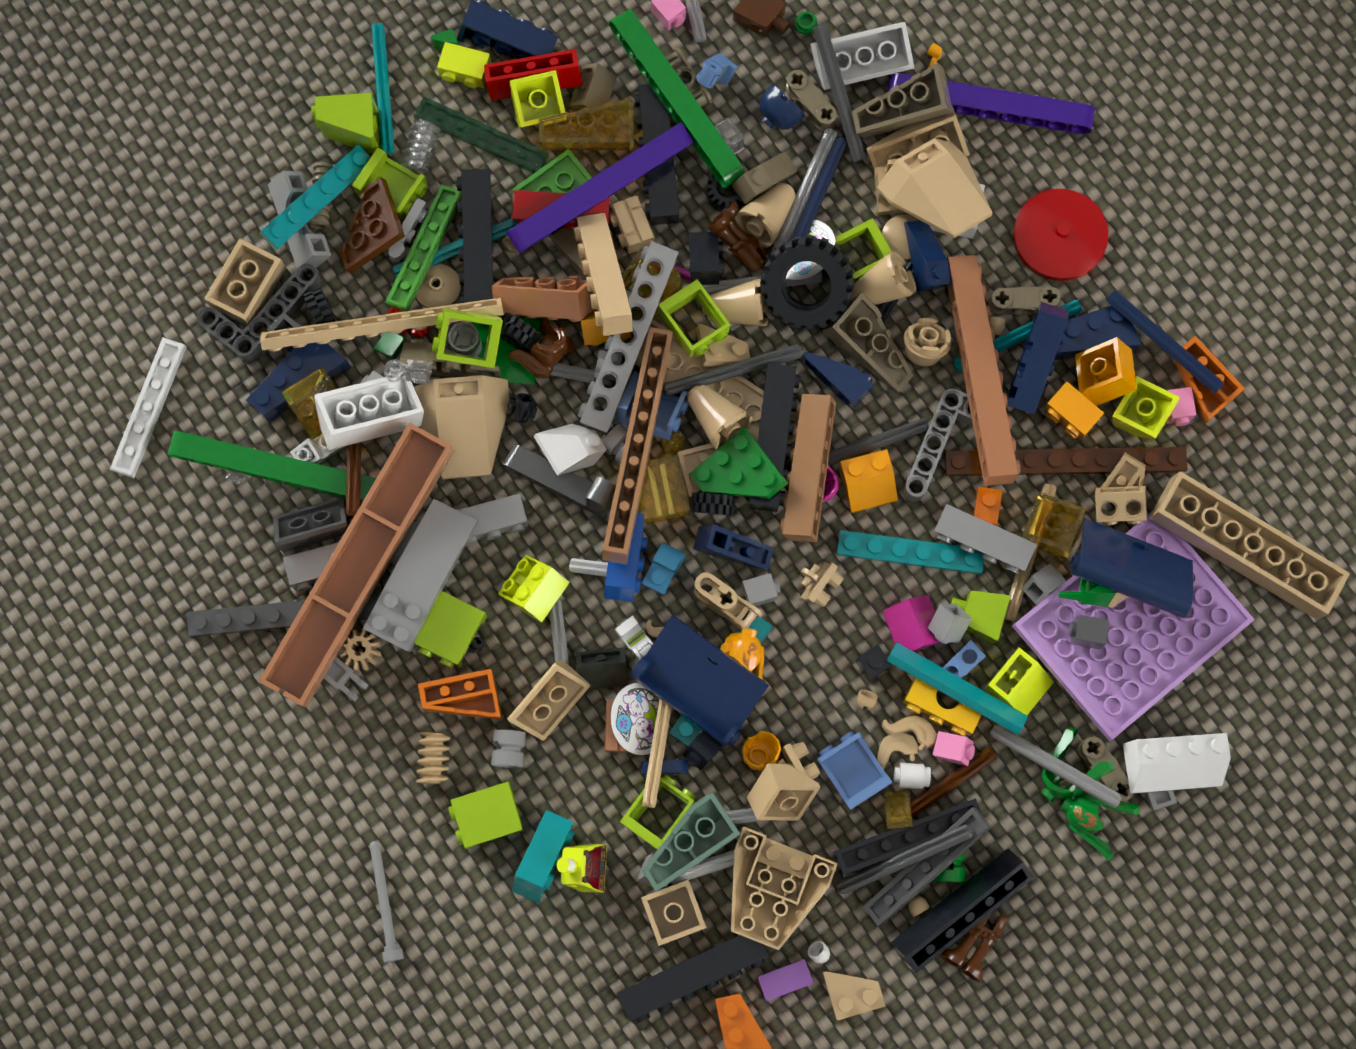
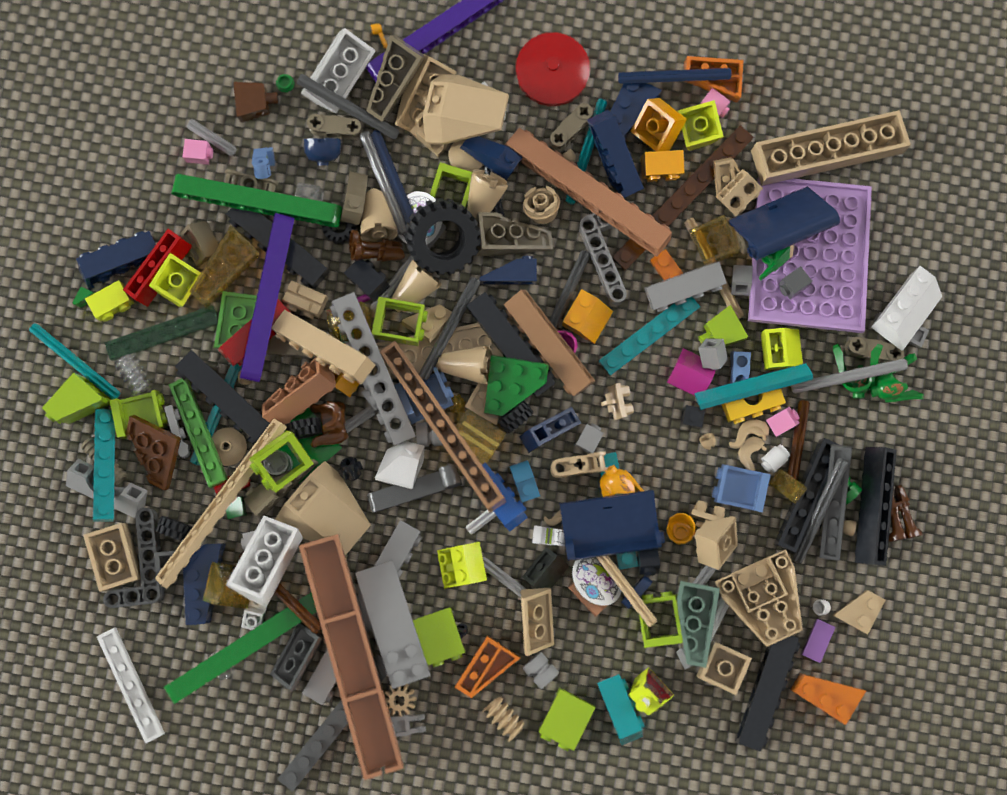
camera: 45 degrees left, 5 degrees up
(414, 371) = (269, 511): clear plate -> none

